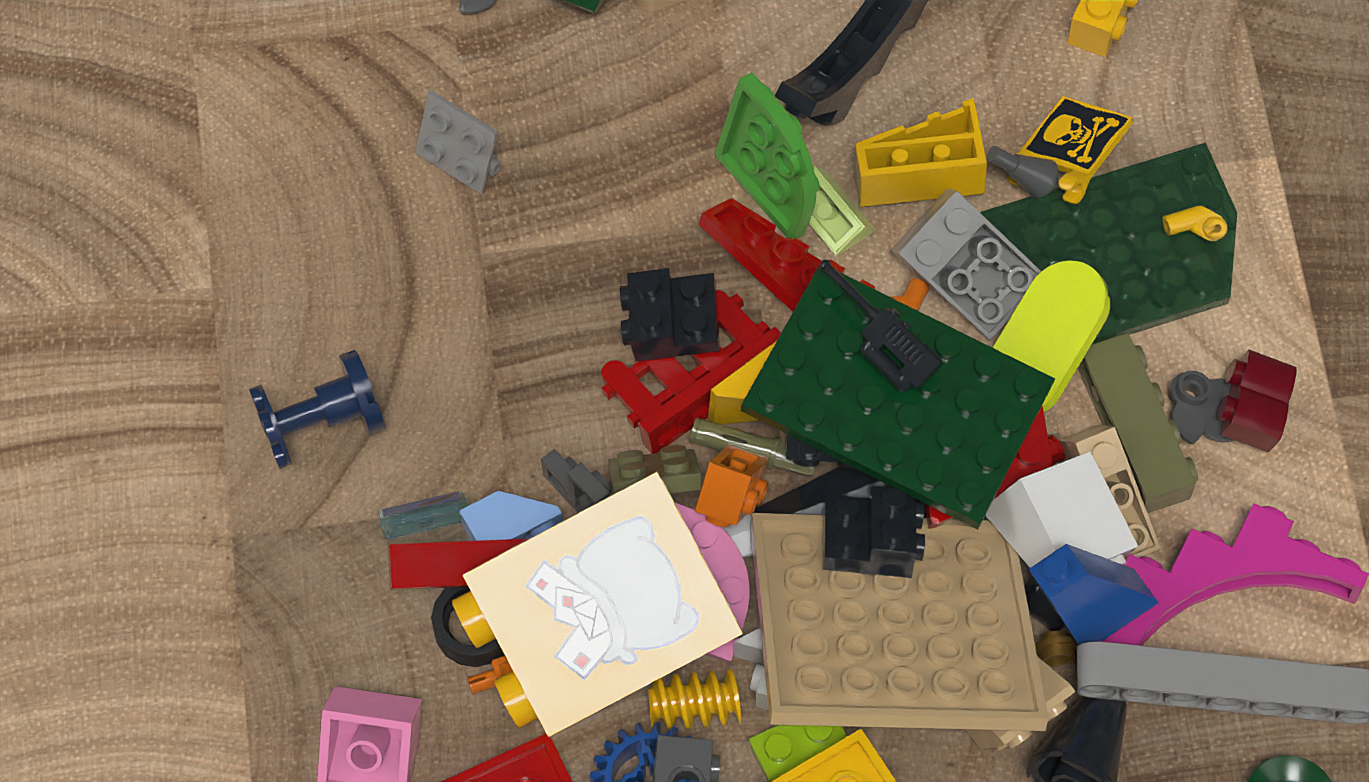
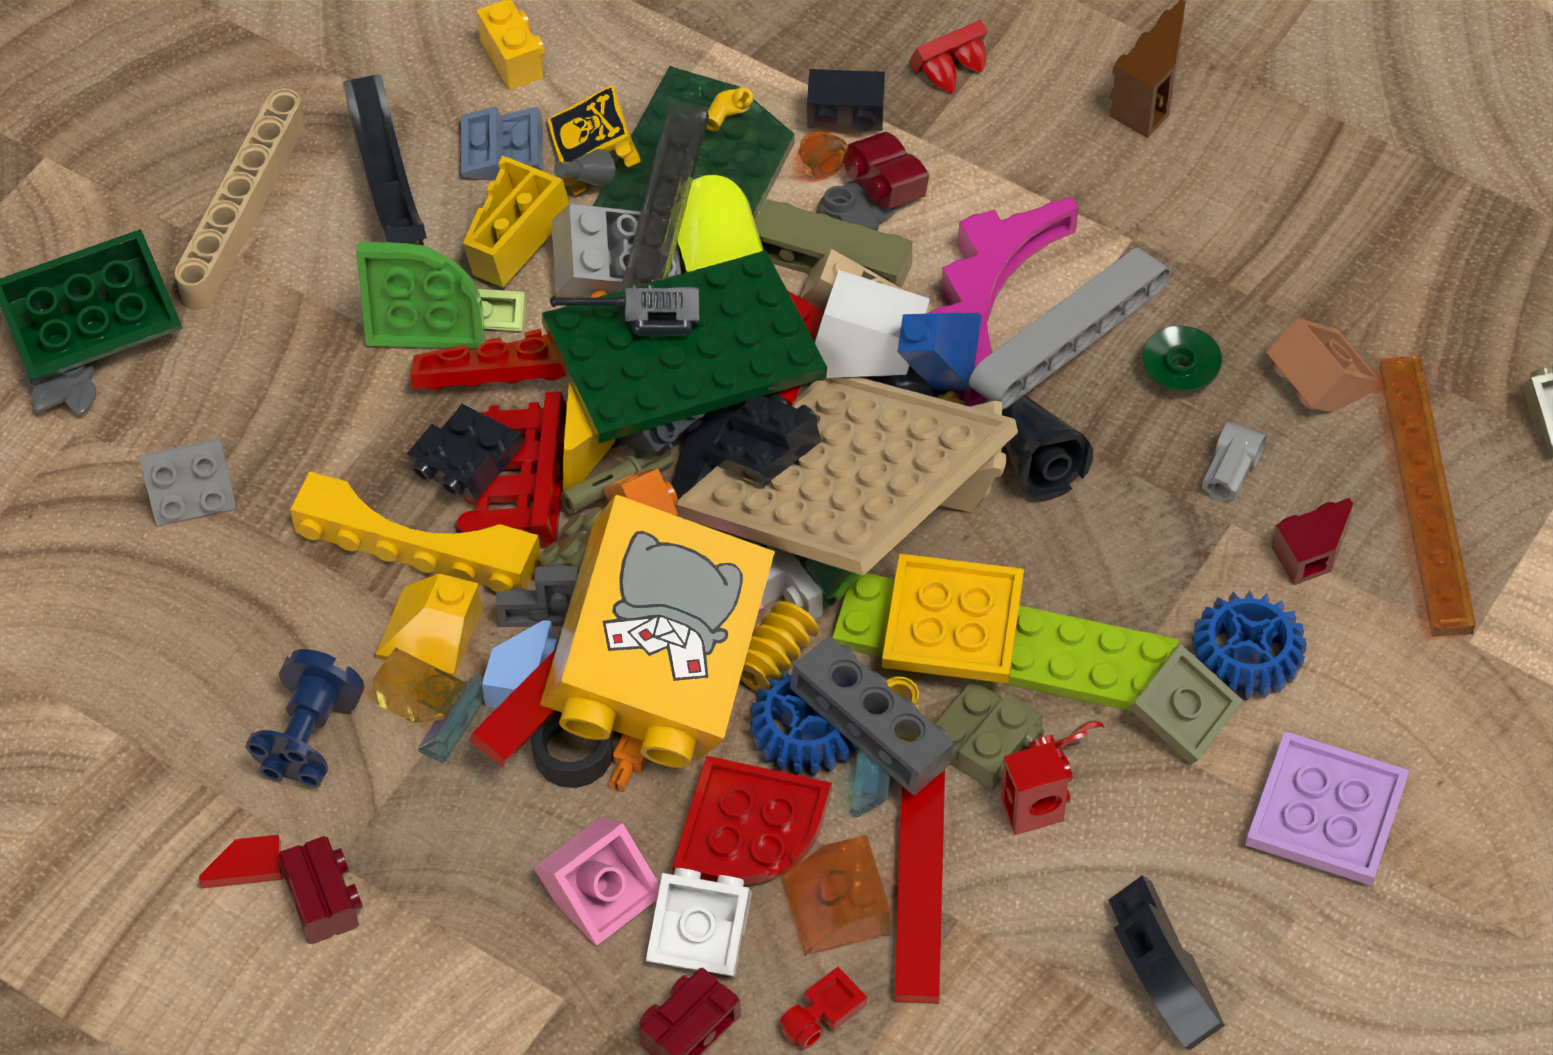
camera: 50 degrees left, 10 degrees down
(175, 474) = (245, 862): none -> red tile
(189, 547) = (320, 890): none -> dark red brick
(419, 464) = (416, 688): none -> clear yellow slope
(493, 428) = (434, 621): none -> yellow slope
(593, 415) = (492, 556): none -> yellow arch
(1004, 84) = (490, 135): none -> sand blue slope
(1036, 259) = (666, 195): none -> clear smoke plate
(1226, 335) = (822, 154): none -> clear orange cone
(1299, 309) = (845, 100): none -> black brick

